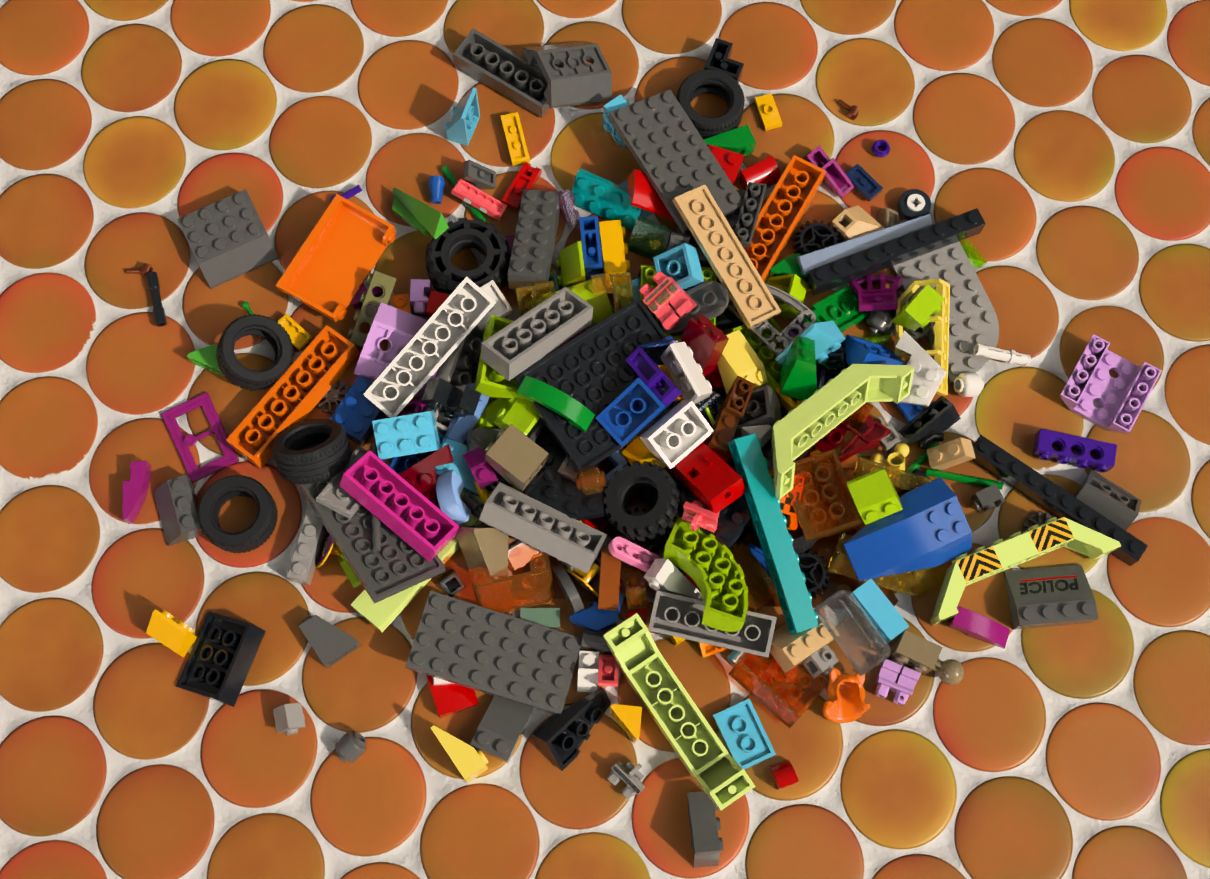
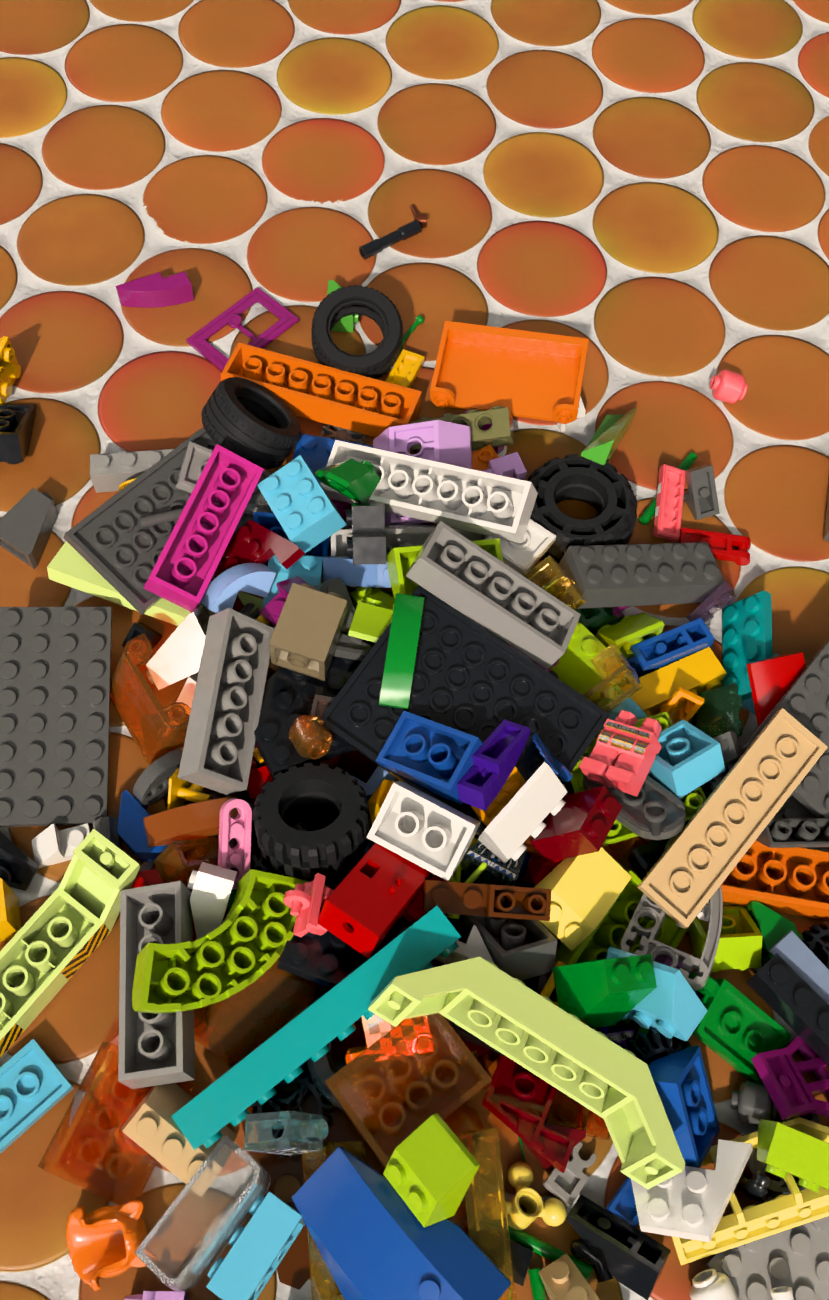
camera: 70 degrees right, 10 degrees down
(178, 510) = (148, 340): dark grey slope -> none
(225, 490) = (150, 360): black tyre -> none
(228, 238) = (491, 275): dark grey slope -> none
(350, 193) = (594, 364): dark purple bar -> none
(399, 120) = (728, 386): none -> coral head
(404, 394) = (350, 479): none -> green slope
(436, 188) = (660, 454): blue cone -> none
(464, 119) = (768, 448): medium azure slope -> none
(515, 139) = (775, 517): yellow plate -> none
(542, 616) = (123, 760): sand green tile -> none
(607, 671) = (51, 868): coral slope -> none
(636, 257) = (682, 705): none -> light orange slope
(820, 662) = (155, 1184): light grey brick -> none
(825, 571) = (301, 1133): none -> clear light blue torso
(882, 339) = (726, 1117): clear neon green hinge -> none
(924, 338) = (754, 1187): none -> black arm

